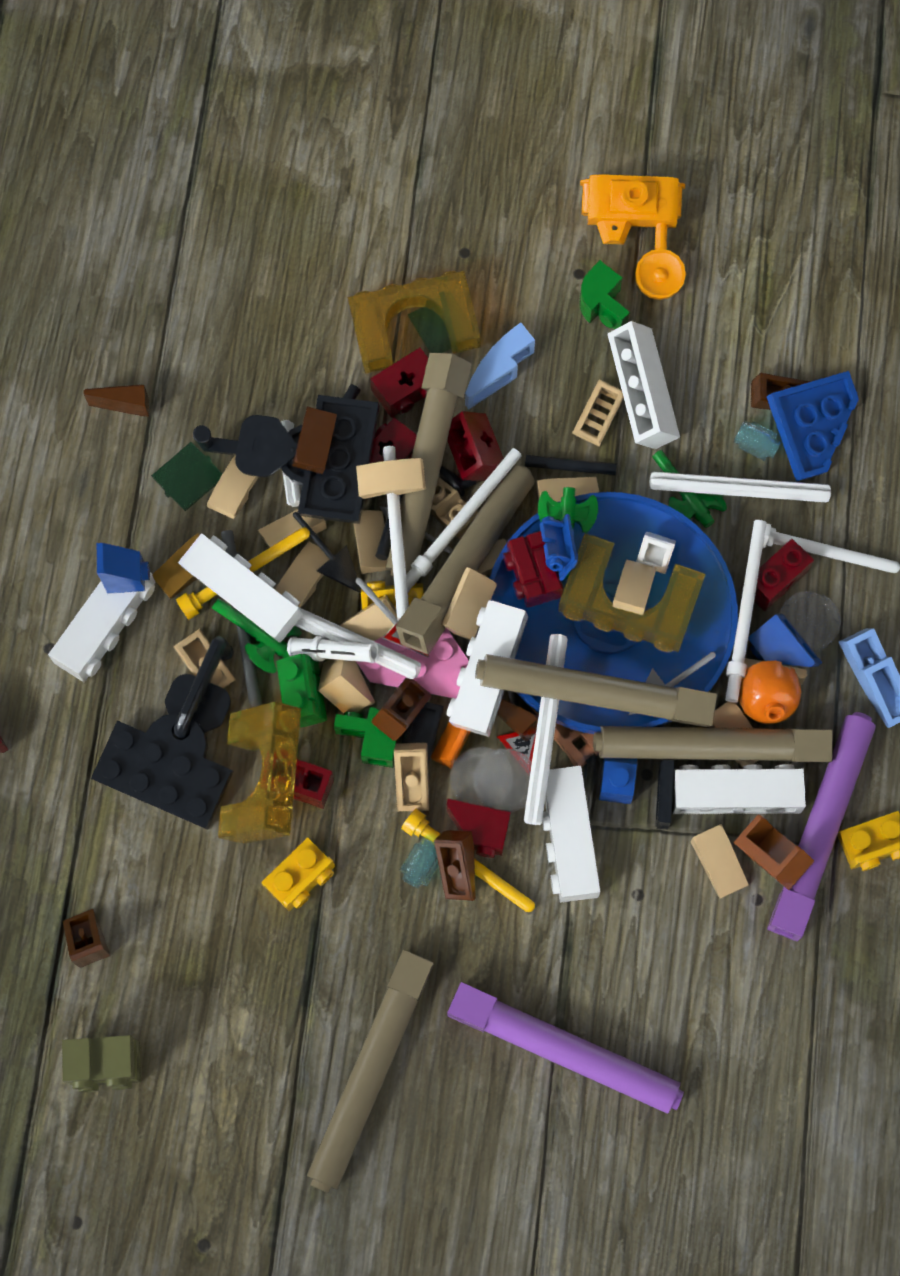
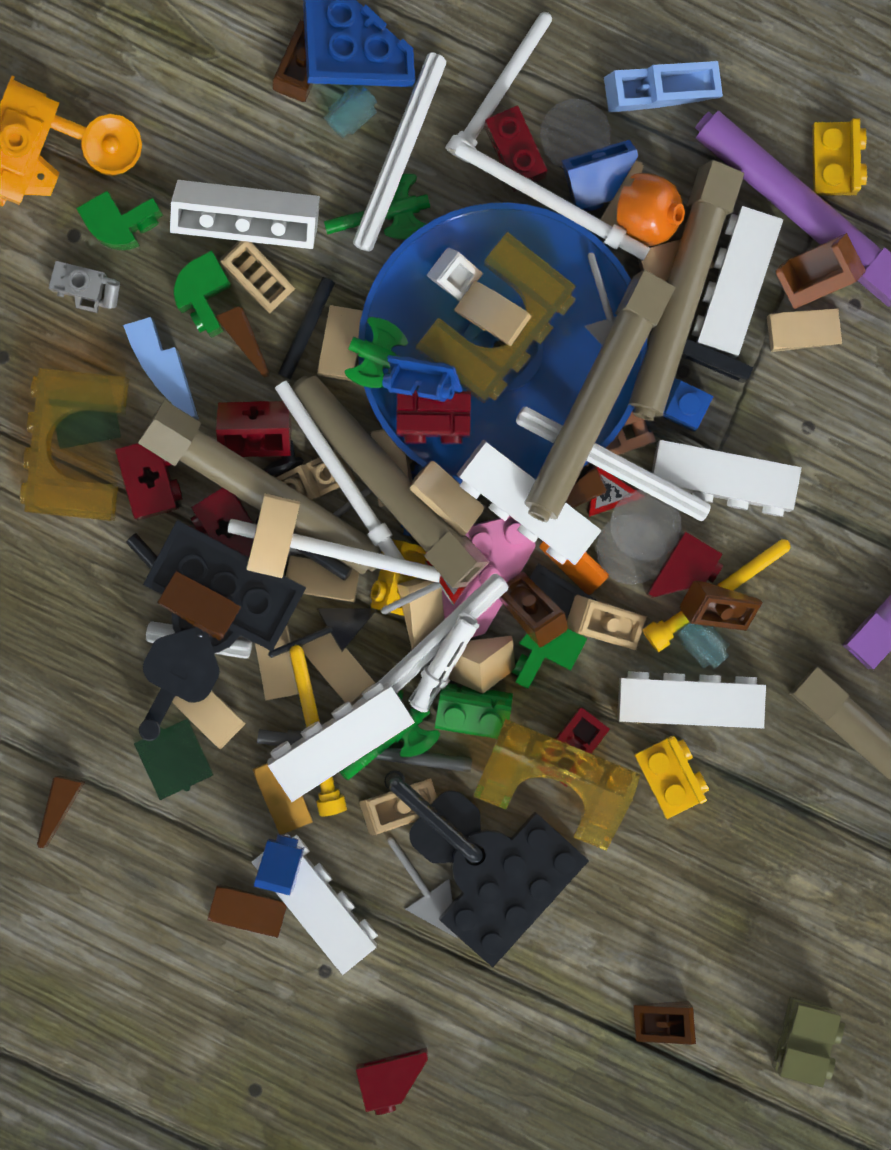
camera: 70 degrees left, 15 degrees up
(80, 567) = (247, 911): none -> reddish brown slope
(131, 714) = (433, 902): none -> light grey piece
(367, 868) = (691, 702): none -> white brick
(542, 290) = (84, 284): none -> light grey piece
(548, 415) = (240, 330): none -> reddish brown slope
(569, 369) = (195, 285): none -> green brick

